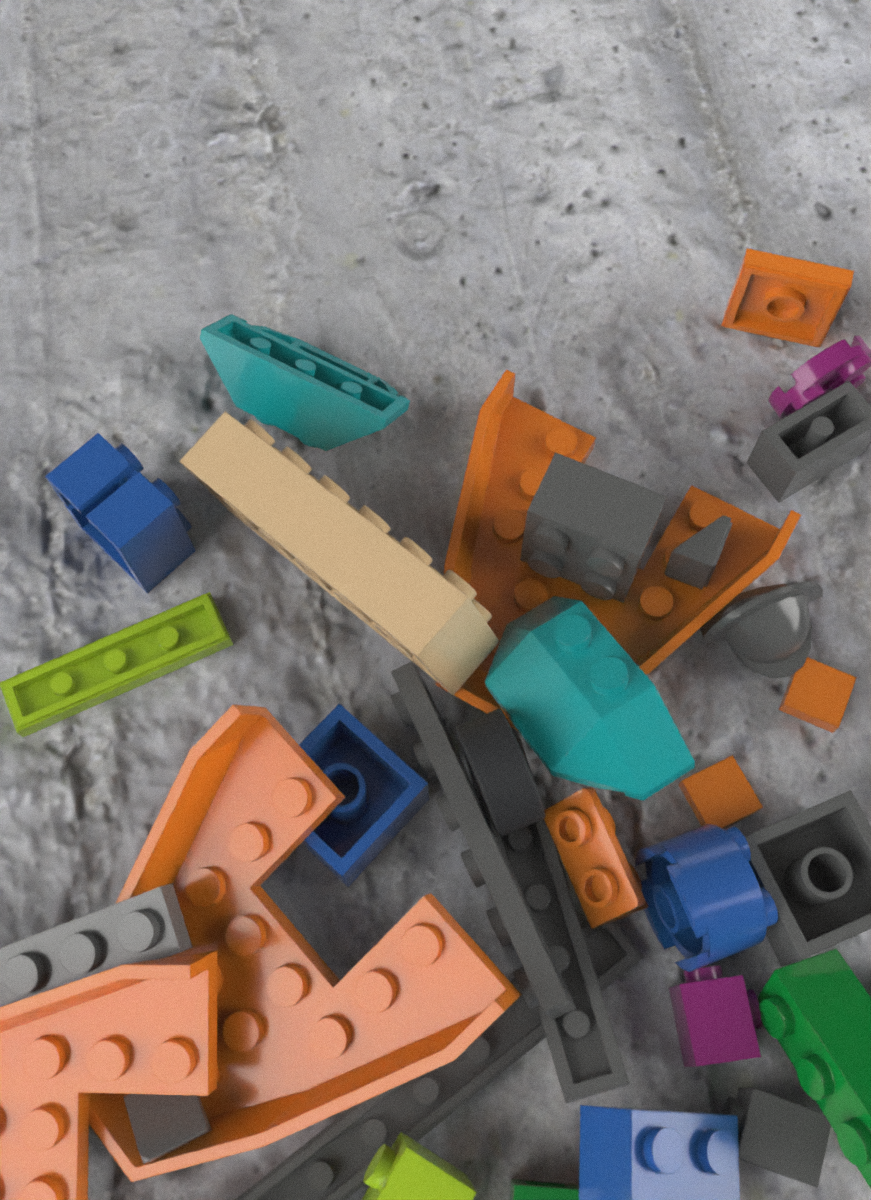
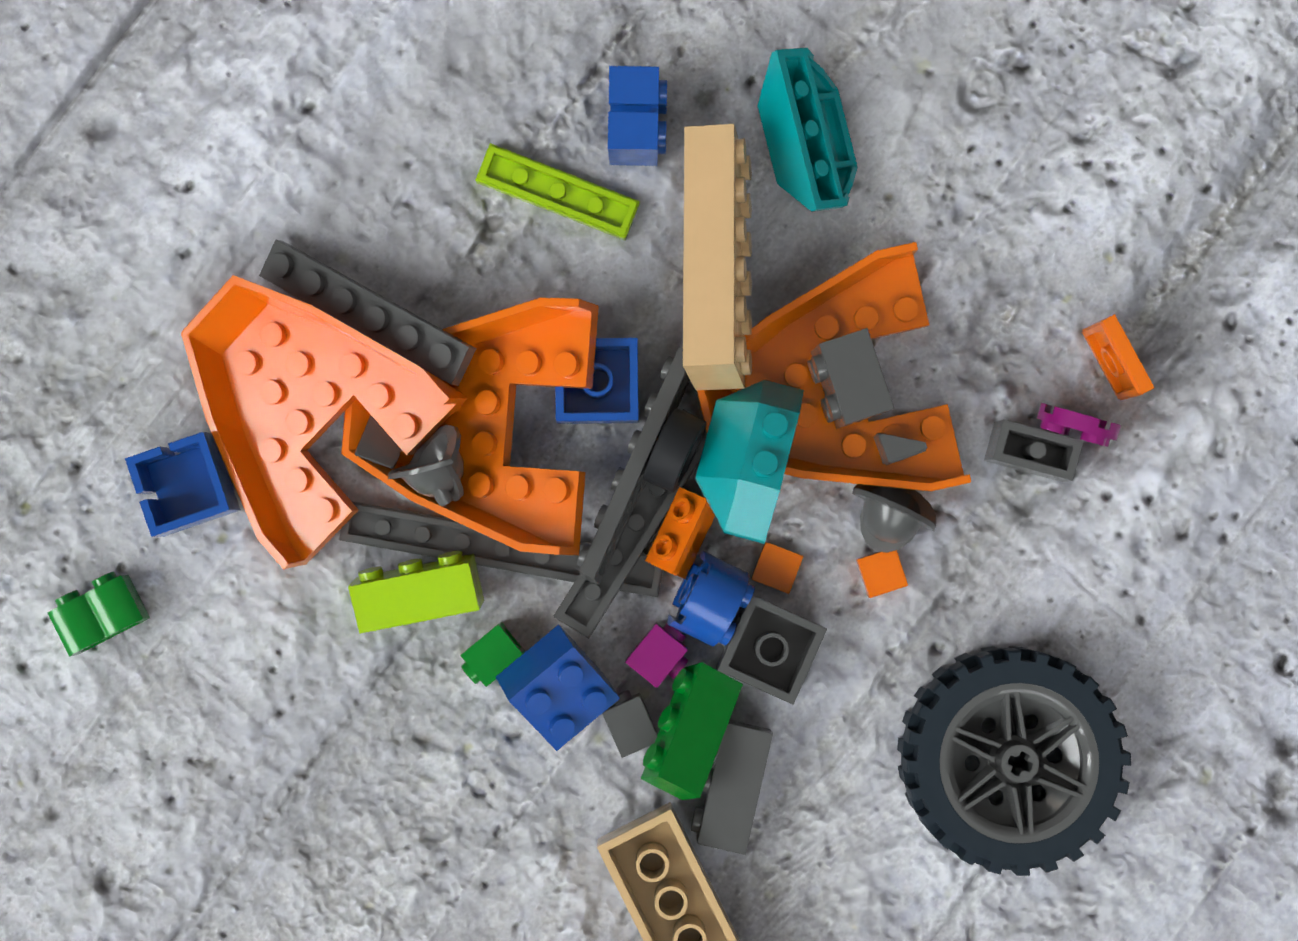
camera: 45 degrees right, 20 degrees up
(258, 1070) = (436, 467): none -> dark grey helmet

